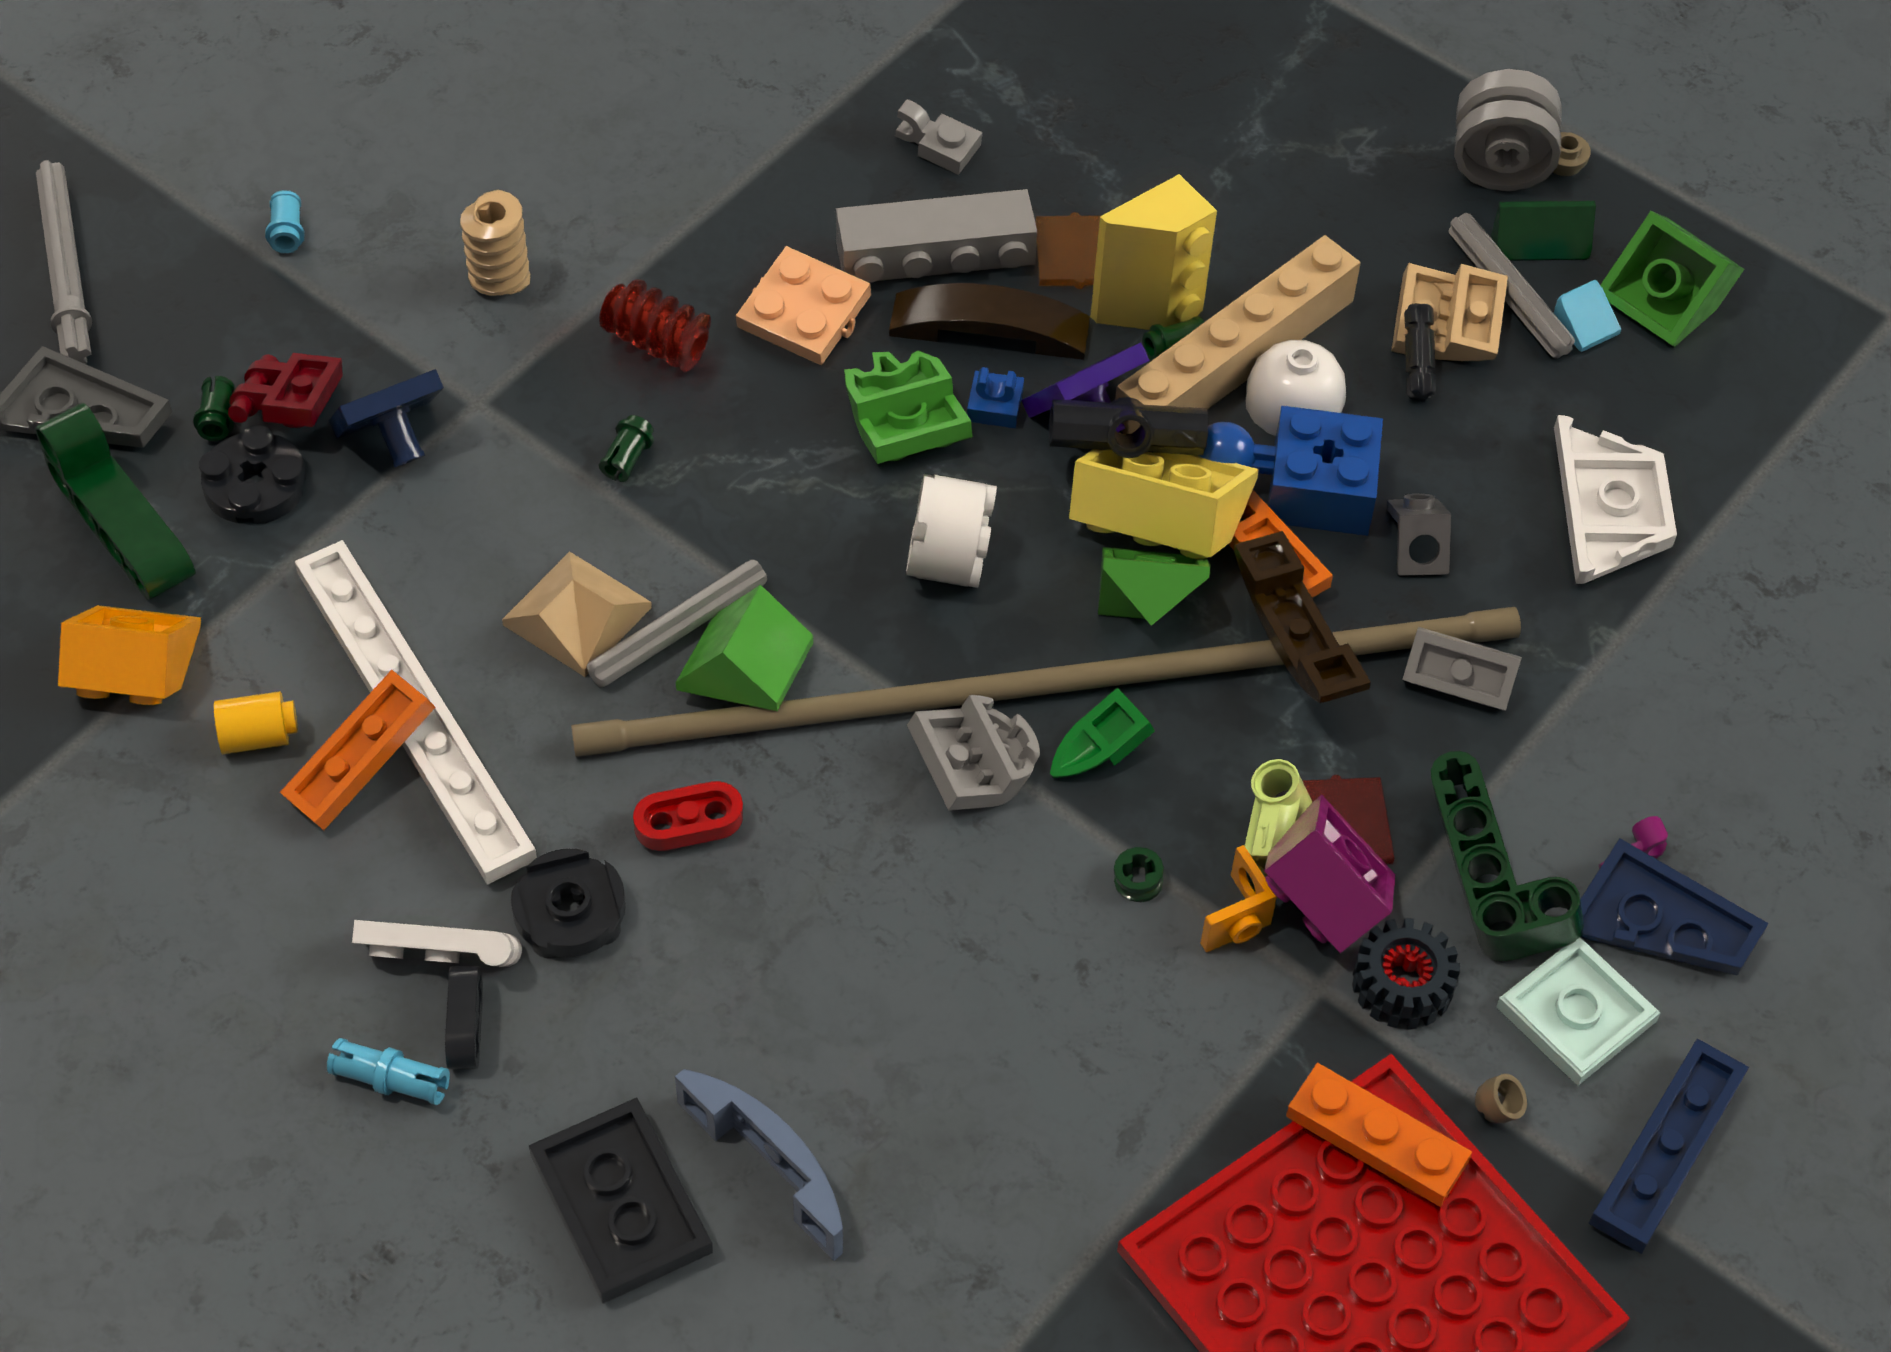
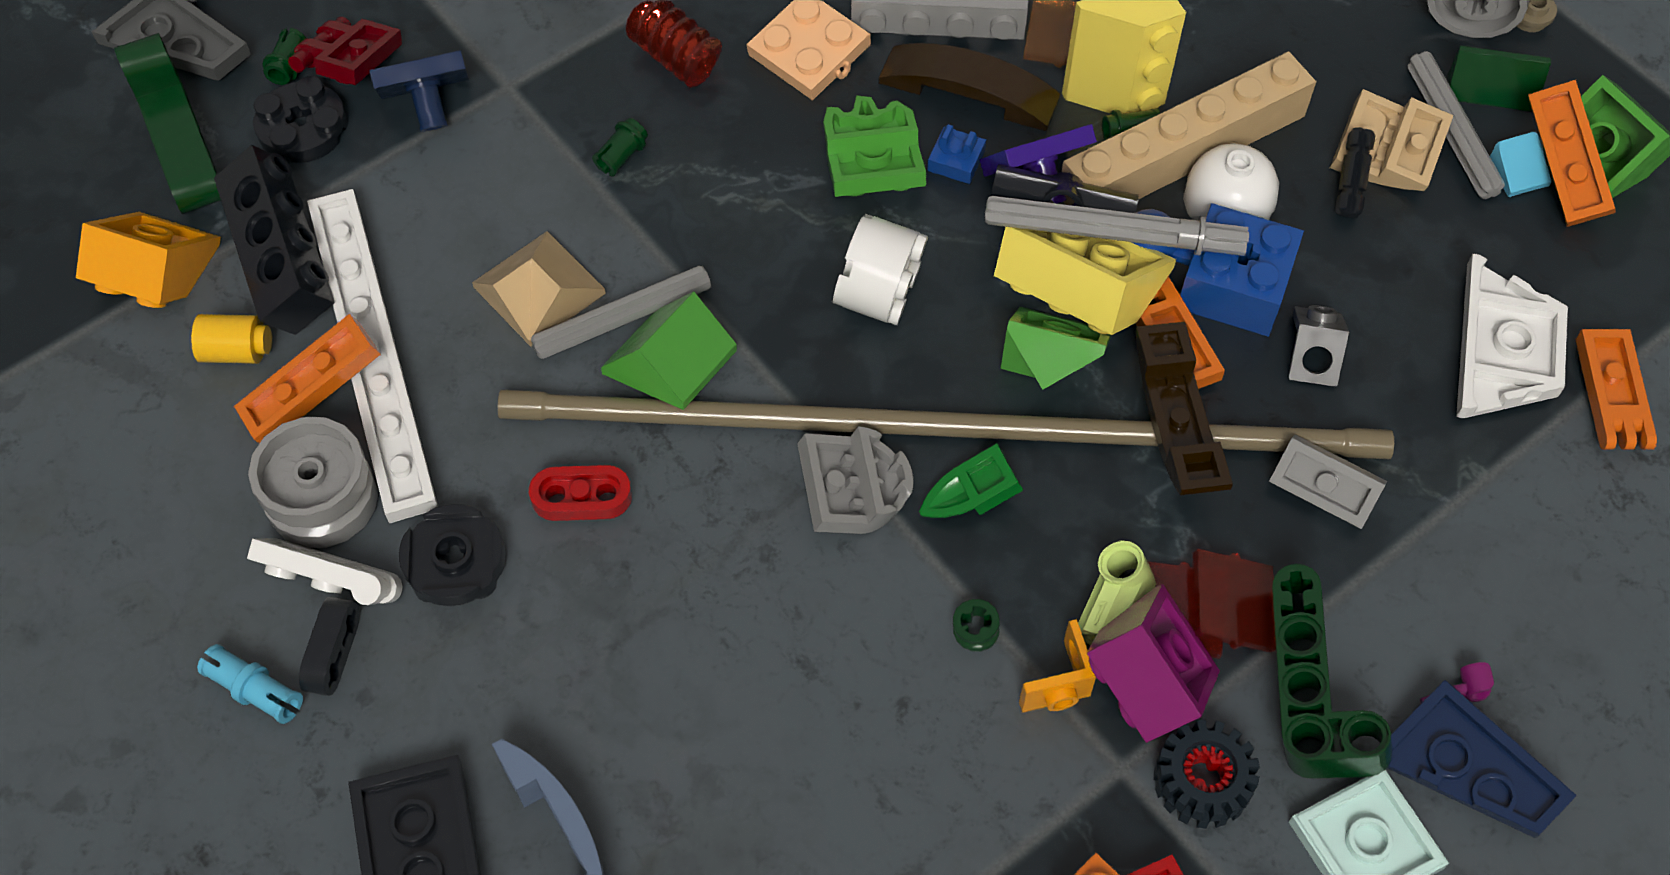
camera: 15 degrees right, 5 degrees up
(273, 607) = (273, 240): none -> black brick
(399, 852) = (313, 482): none -> light grey wheel
(1191, 443) = (1117, 225): none -> light grey axle
(1395, 802) = (1233, 600): none -> clear red piece
(1636, 296) = (1571, 153): none -> orange plate
(1727, 528) = (1616, 389): none -> orange hinge

